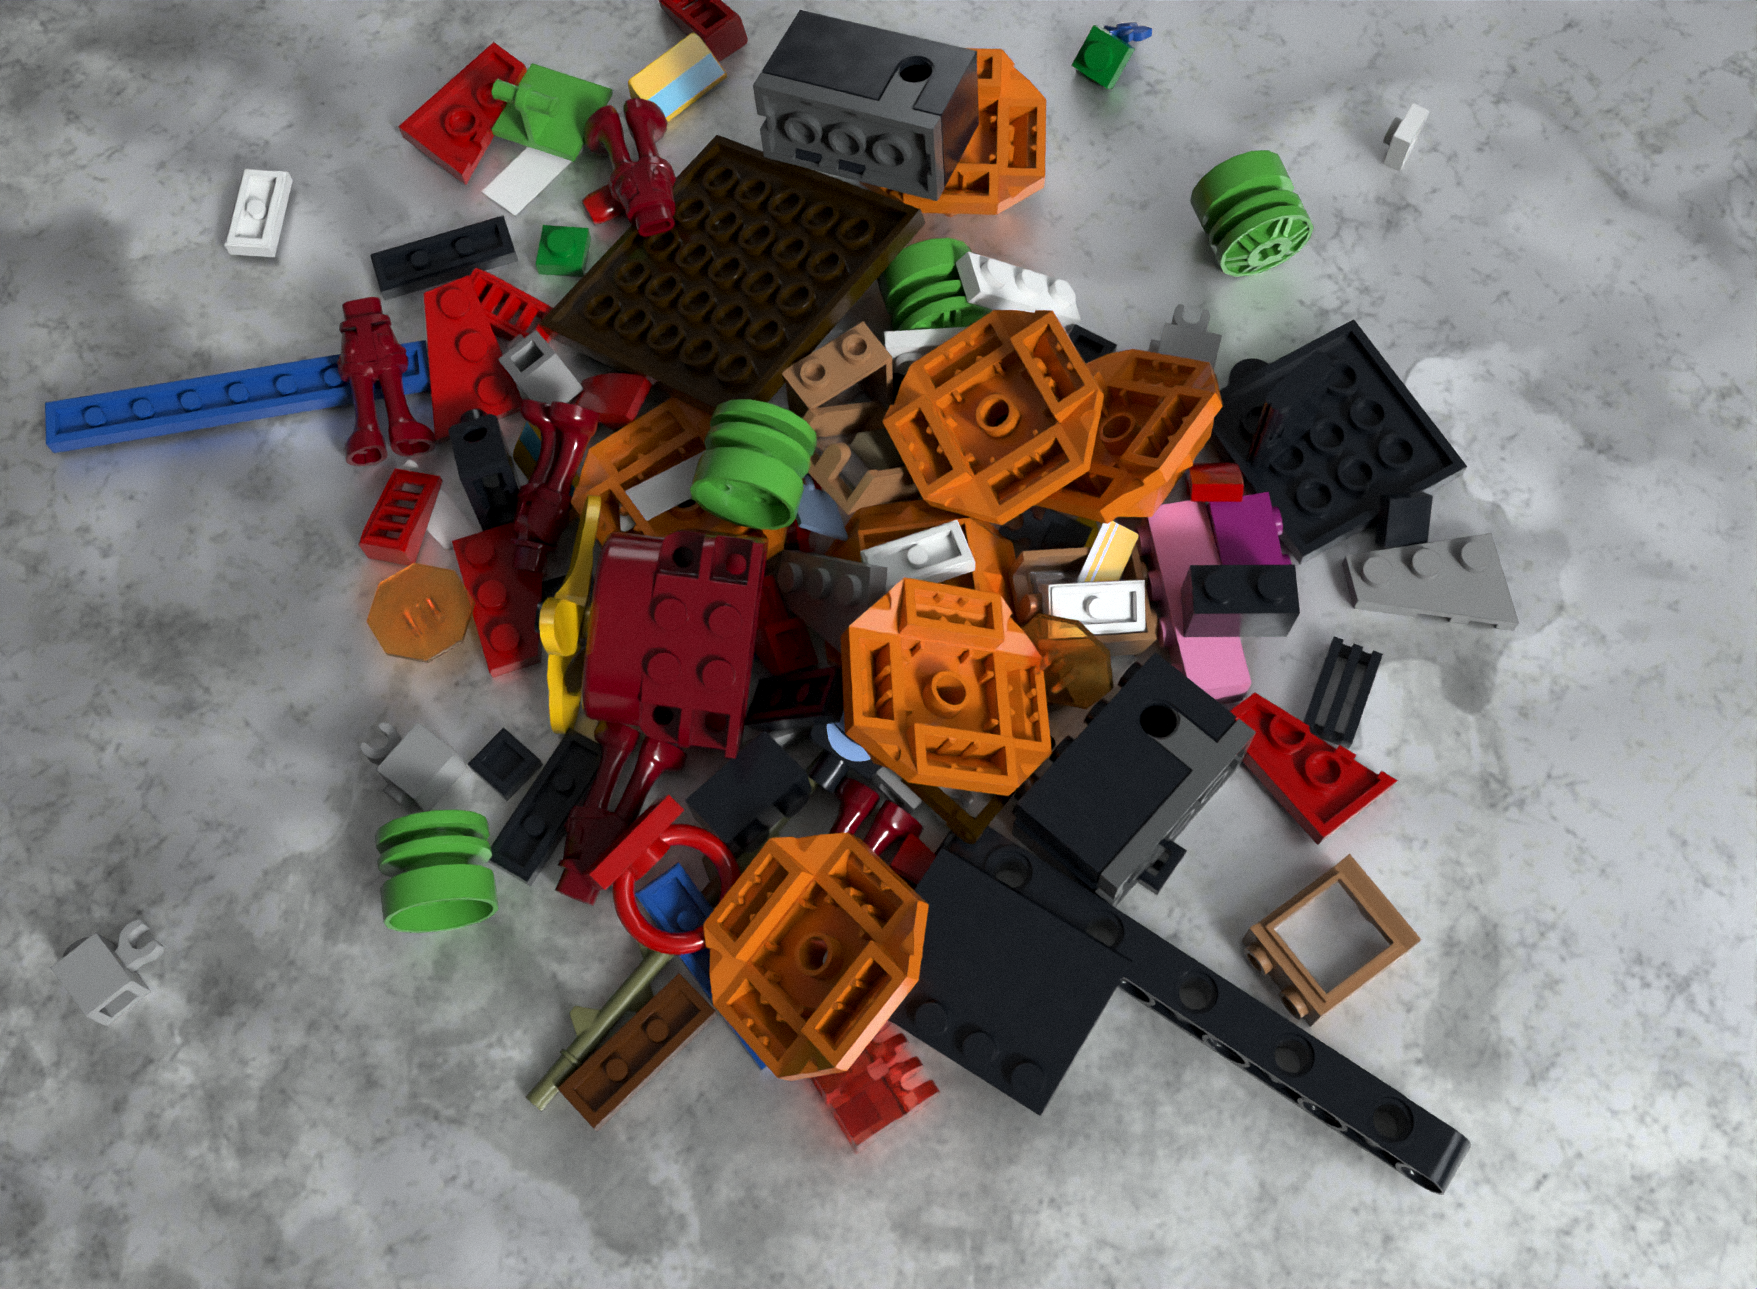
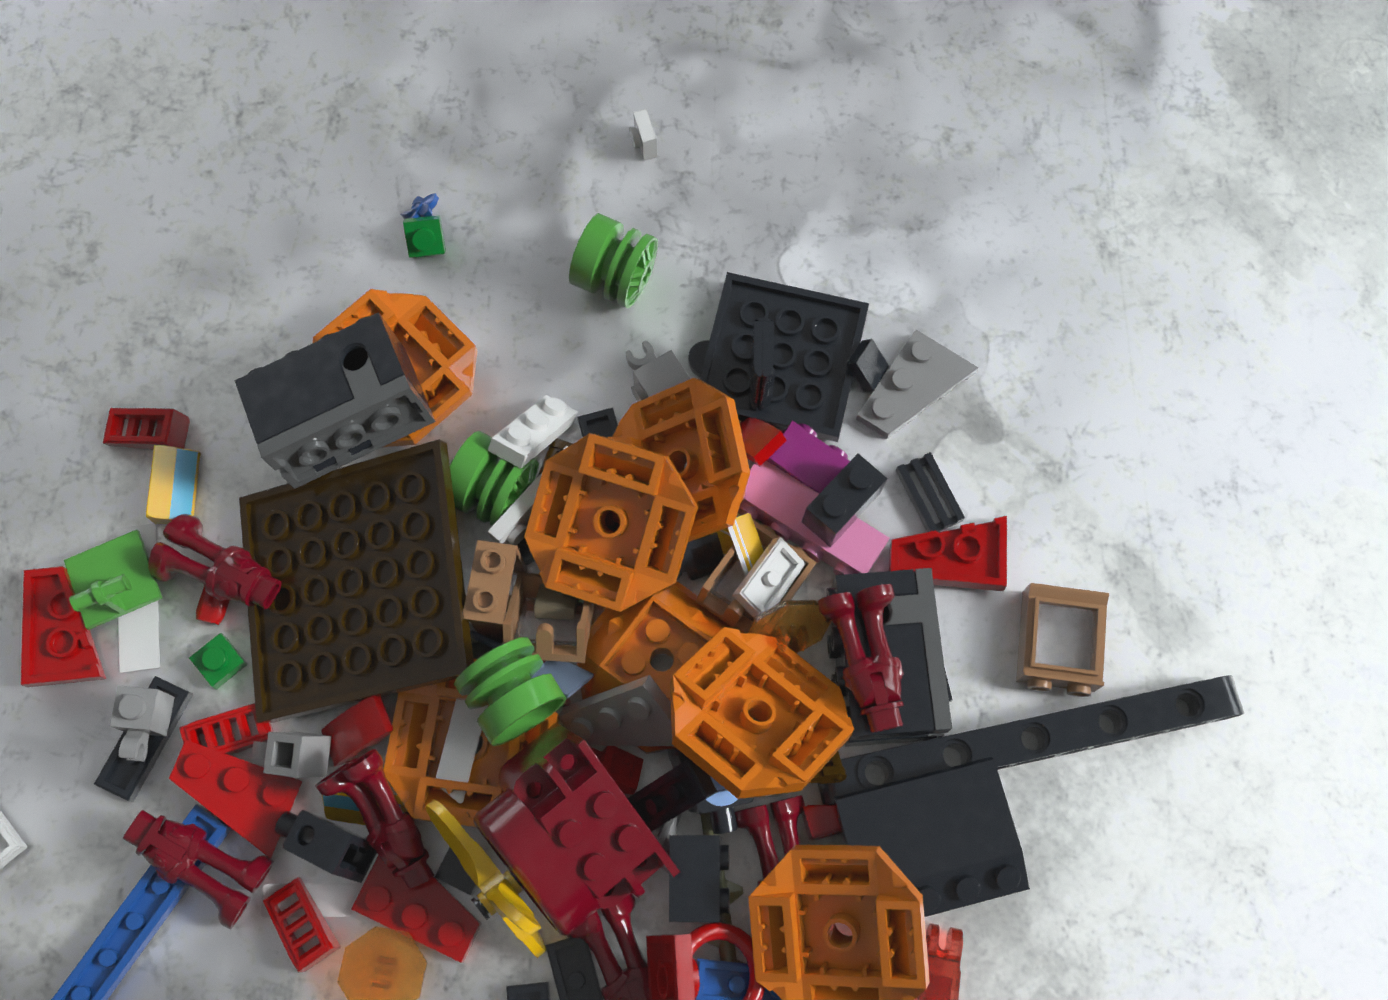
camera: 50 degrees left, 5 degrees up
(457, 227) = (140, 714): none -> light grey brick
(925, 555) = (654, 646): white plate -> none
(1085, 766) = (872, 679): none -> dark red piece

